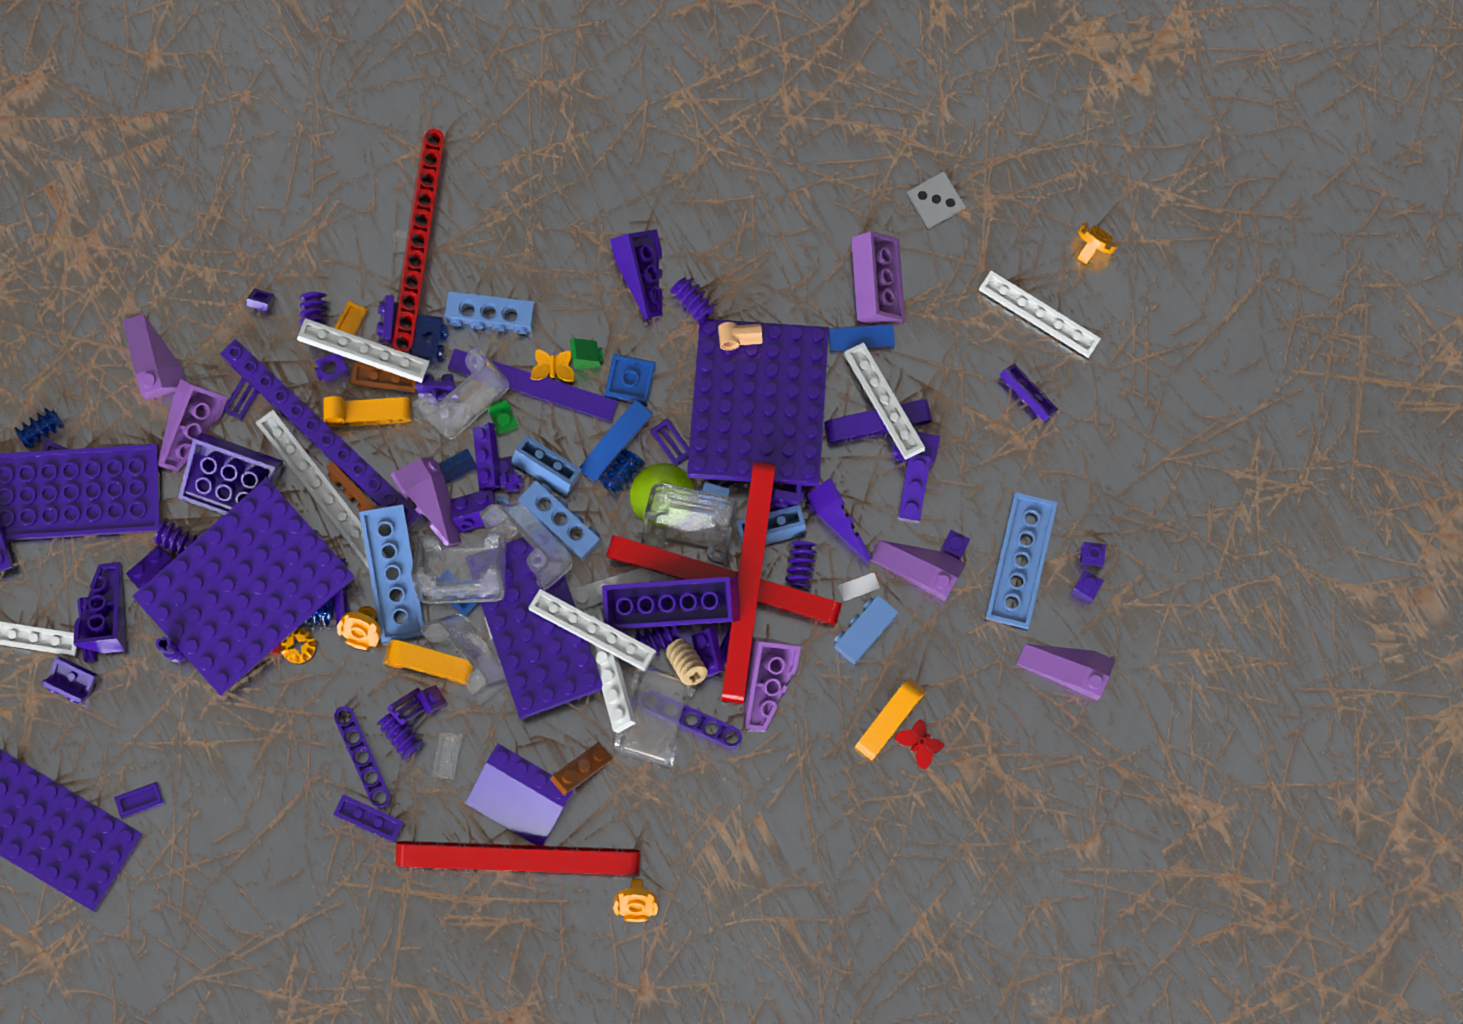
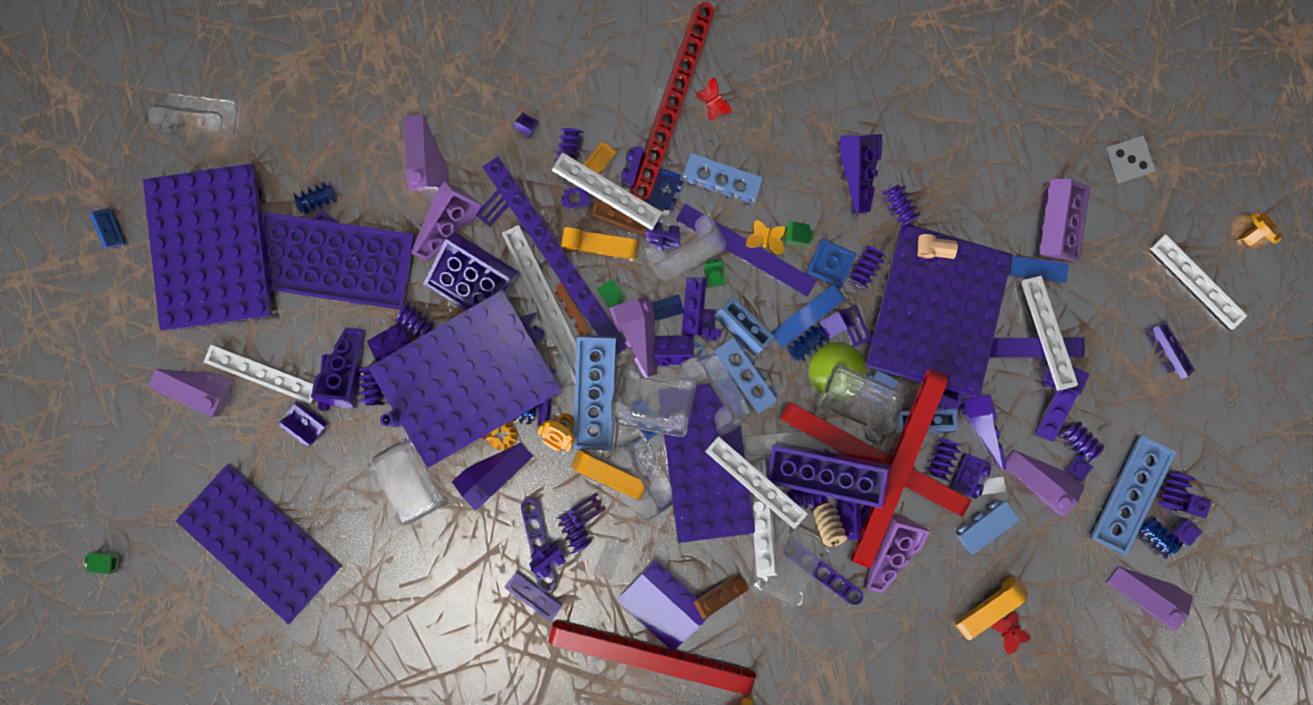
camera: 10 degrees right, 10 degrees up
(138, 623) = (370, 388): none -> dark purple piece
(139, 800) = (343, 538): dark purple tile -> none
(200, 719) = (406, 482): none -> clear windscreen
(290, 697) = (486, 477): none -> dark purple wedge
(316, 522) = (534, 332): none -> dark purple slope
(367, 775) = (543, 557): none -> dark purple hips
(389, 461) = (611, 294): none -> green brick
(431, 699) = (605, 506): dark purple plate -> none
(463, 232) = (713, 100): none -> red piece
(648, 442) = (835, 323): none -> brick
(668, 373) = (866, 266): none -> dark purple piece
(837, 577) = (972, 476): none -> dark purple bracket
(949, 511) = (1083, 440): none -> dark purple piece
(1061, 600) = (1160, 536): none -> clear blue piece
(1066, 545) = (1176, 491): none -> dark purple piece

